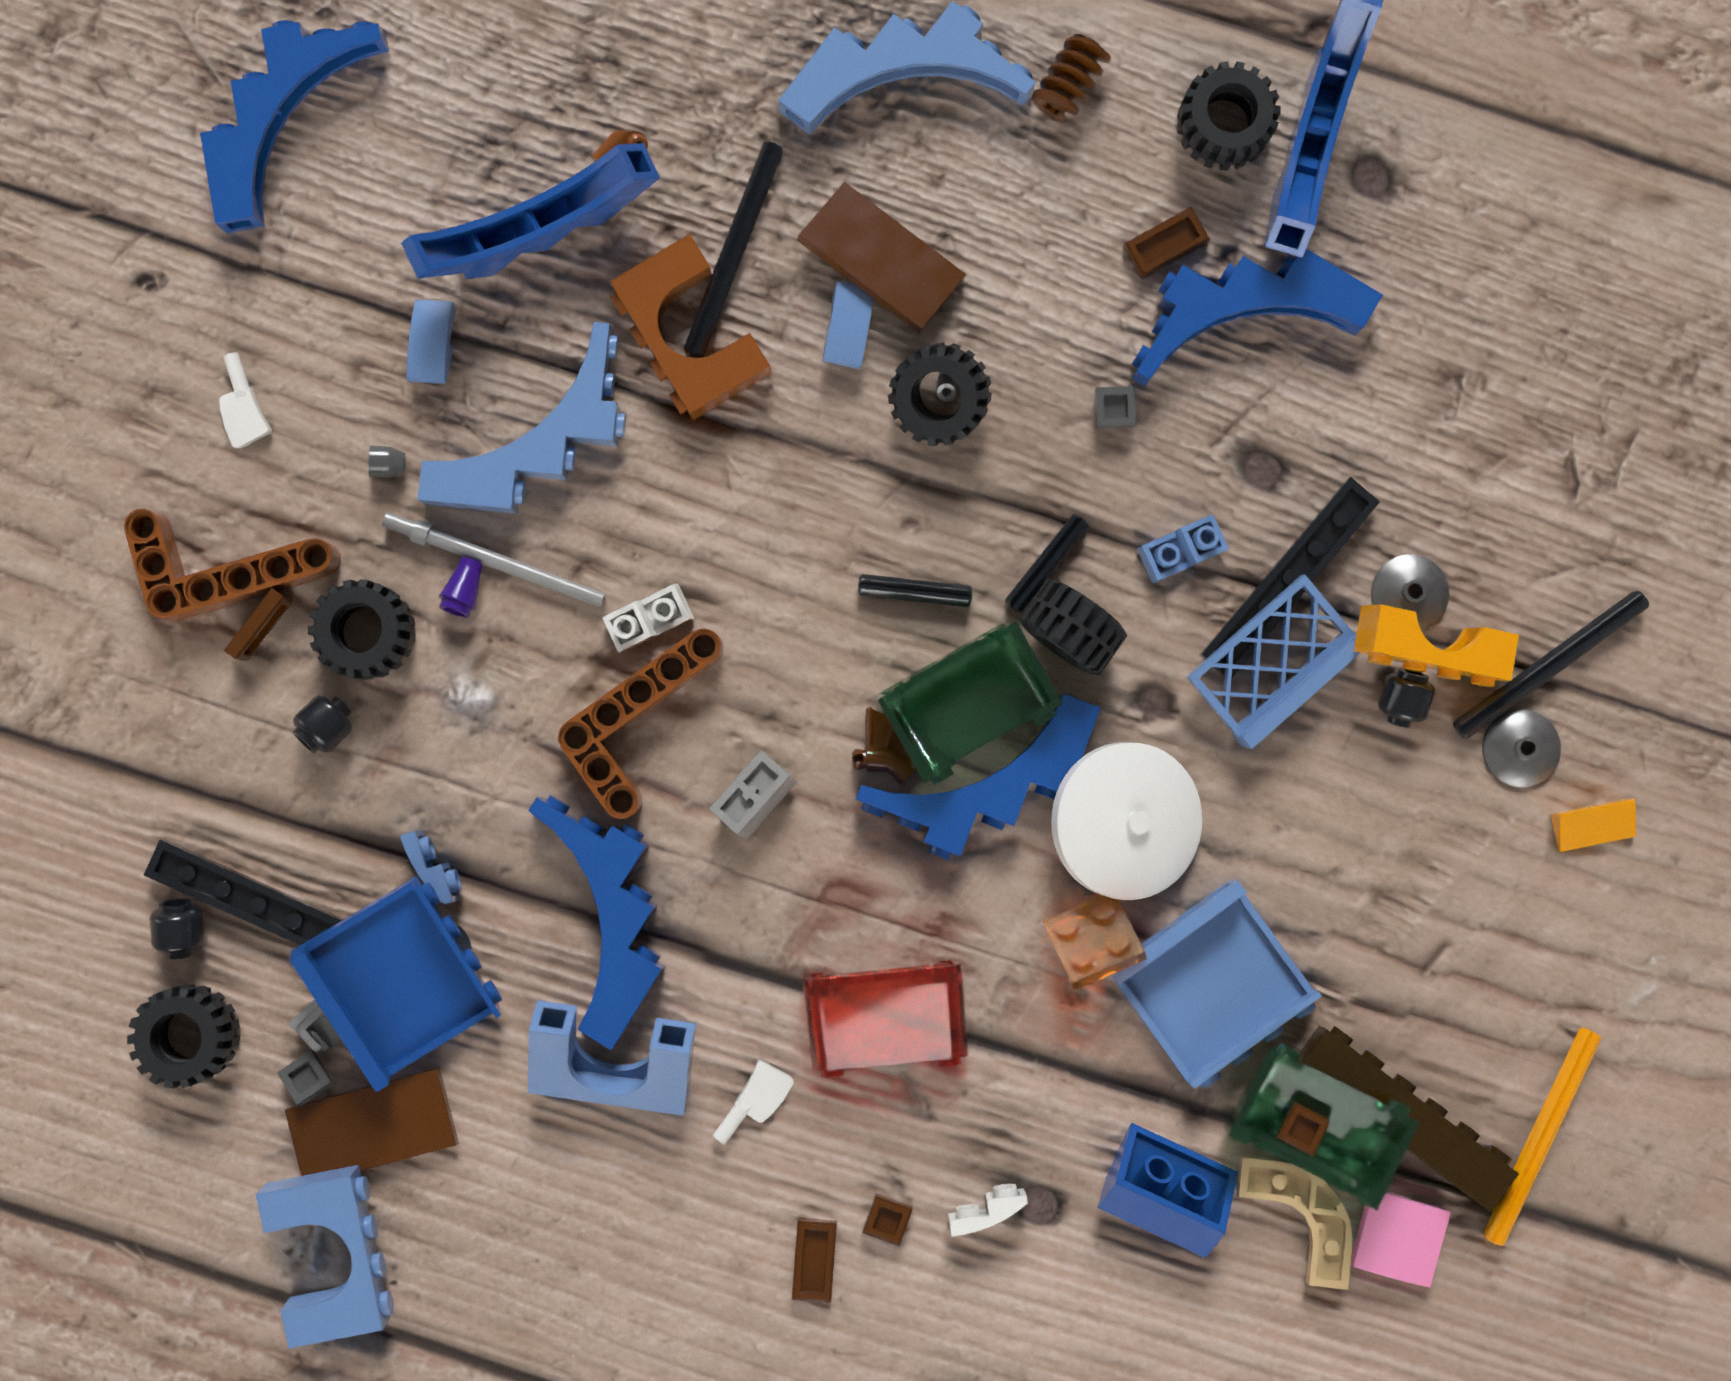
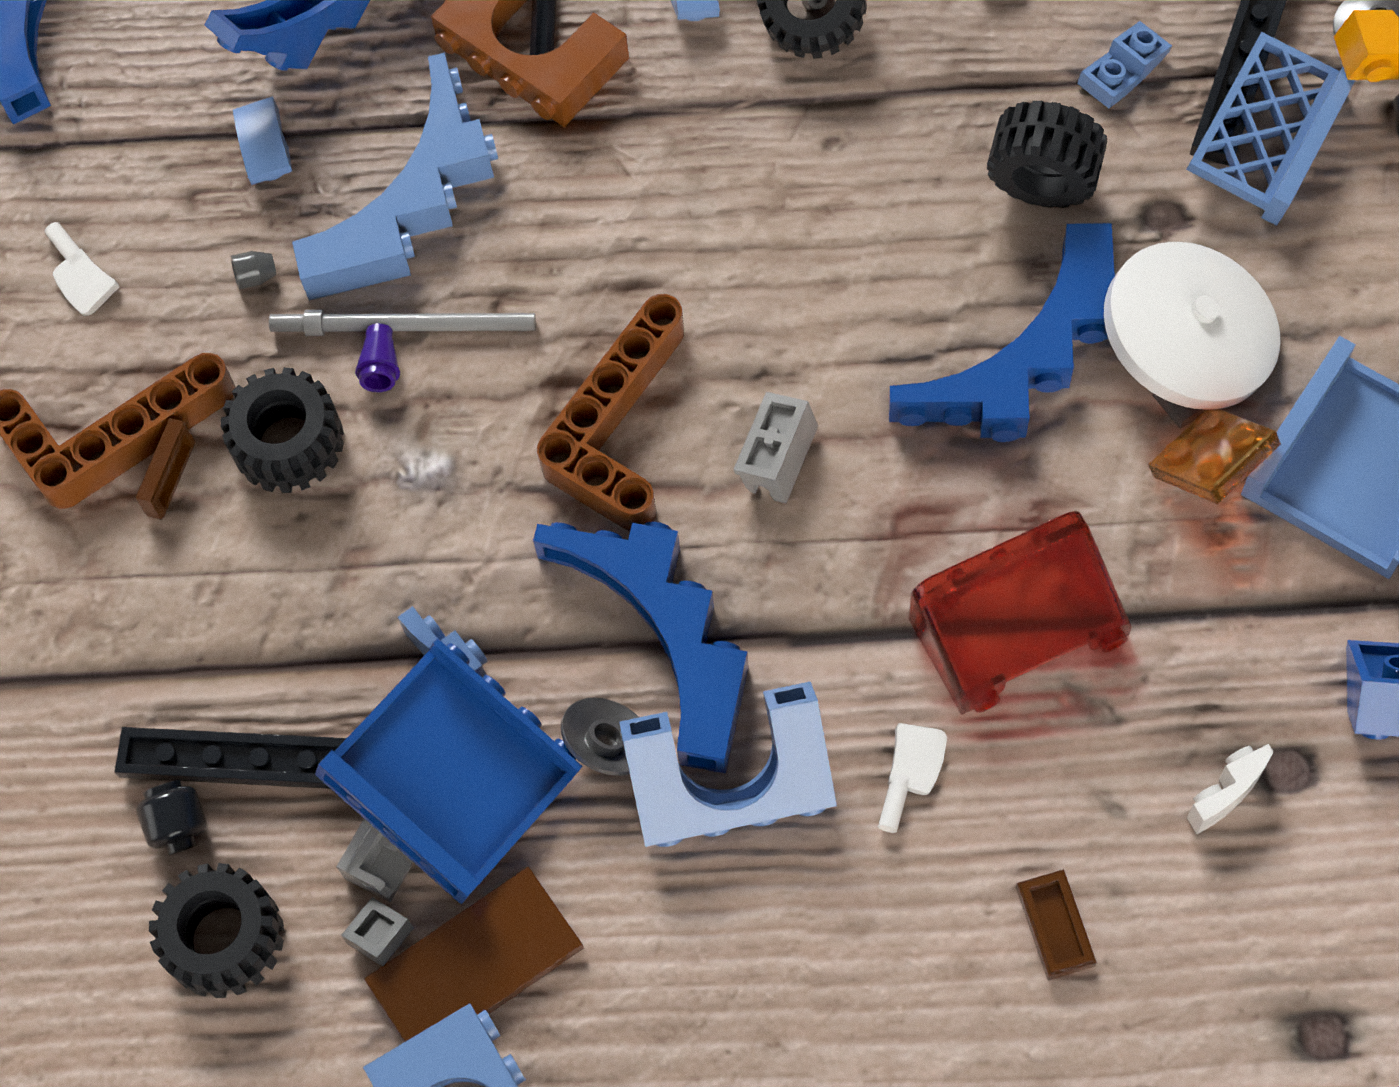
camera: 10 degrees left, 20 degrees down
(322, 724) = (269, 543): black head -> none
(539, 975) = (594, 734): none -> flat silver dish
(648, 618) = (591, 322): white slope -> none
(882, 750) = (908, 352): reddish brown arm -> none
(887, 1219) = (1120, 847): reddish brown tile -> none
(915, 590) = (864, 196): black axle -> none
(968, 700) = (969, 261): clear green windscreen -> none
(1046, 563) = (997, 101): black axle -> none

